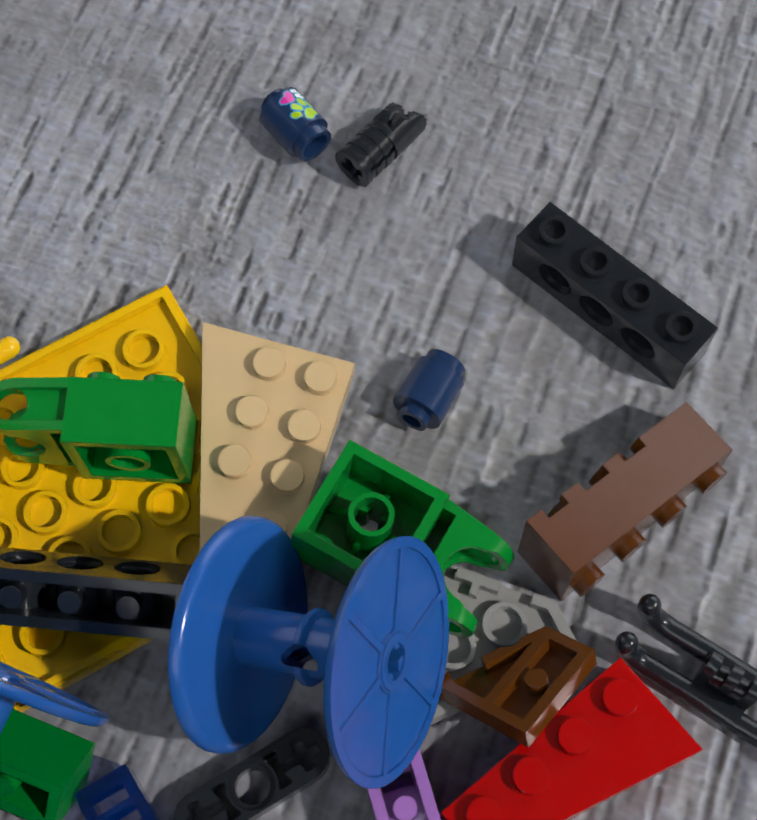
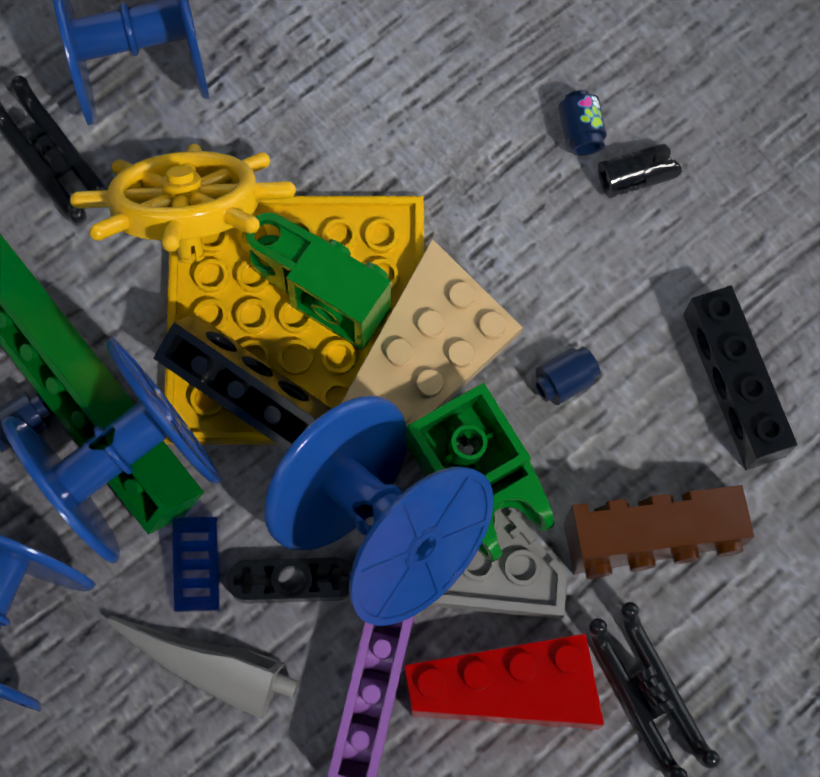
camera: 25 degrees right, 5 degrees up
(522, 684) = (508, 613): reddish brown wing -> none

